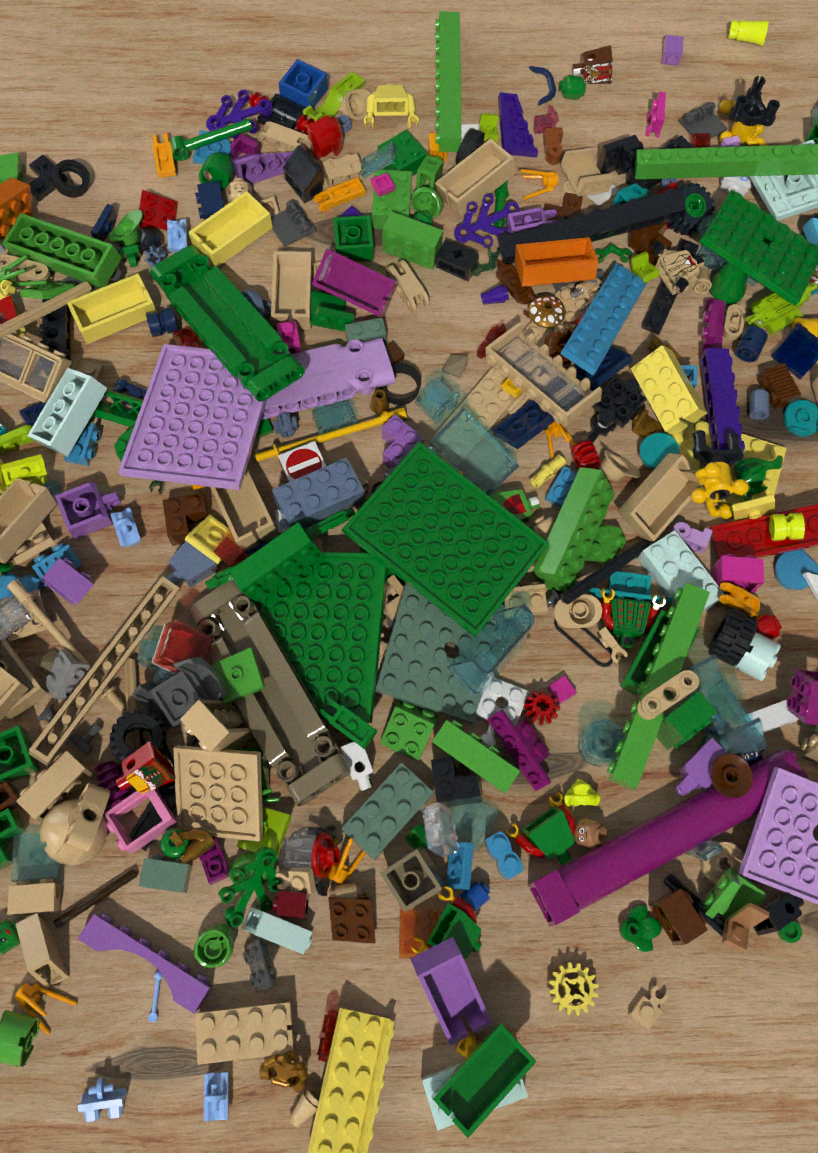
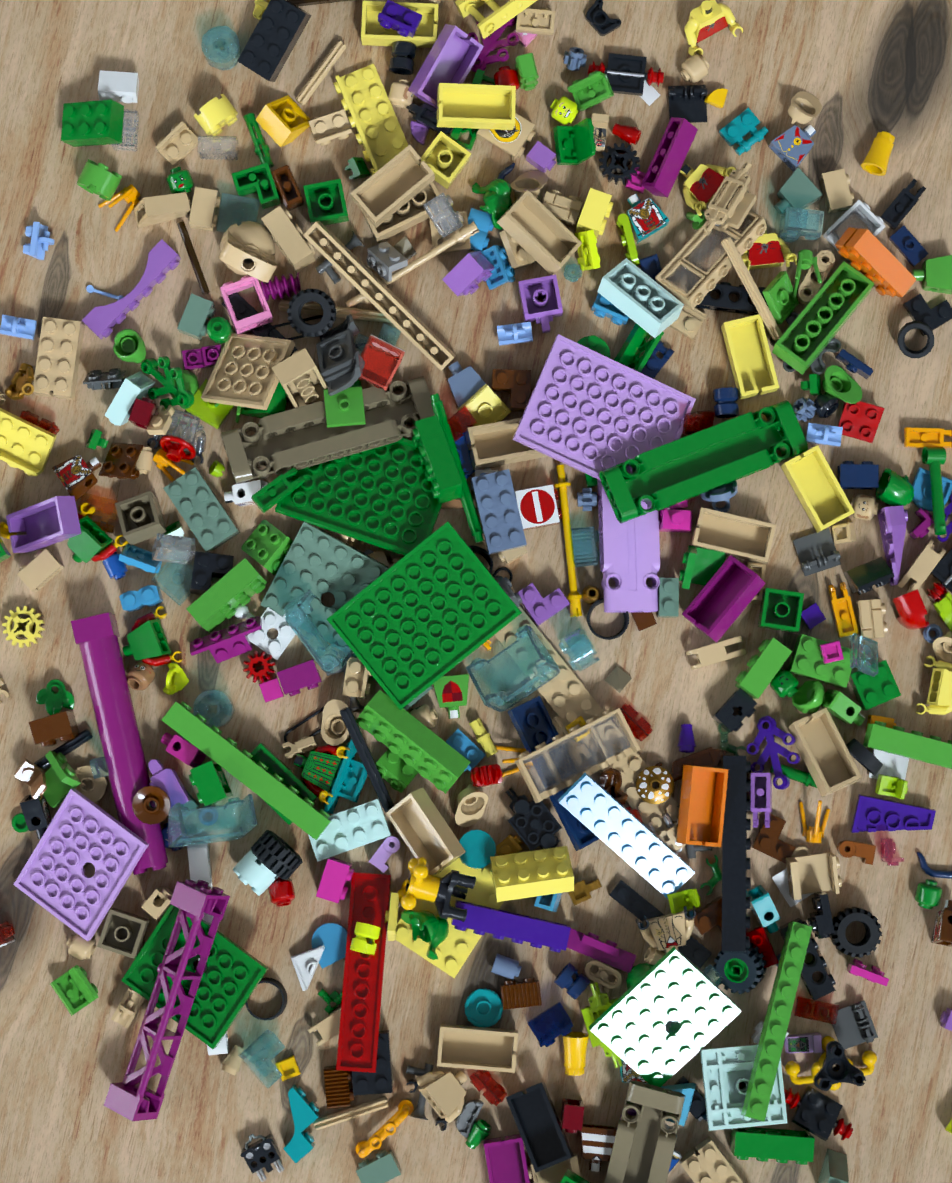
camera: 105 degrees right, 15 degrees up
(145, 770) = (279, 314): red torso -> none
(196, 848) = (211, 348): pearl gold plant -> none
(334, 960) = (95, 440): none -> green tile
(336, 808) = (216, 468): none -> lime hinge
(381, 969) = (77, 475): none -> torso
(502, 986) = (40, 570): none -> tan brick
(541, 662) = (299, 677): none -> magenta brick
(623, 124) = (871, 936): none -> black tyre
(659, 757) = (188, 753): none -> dark pink torso
(676, 687) = (237, 776): tan piece -> none
(740, 599) = (309, 876): light orange hinge -> none
(791, 129) = (817, 1113): none -> black plate

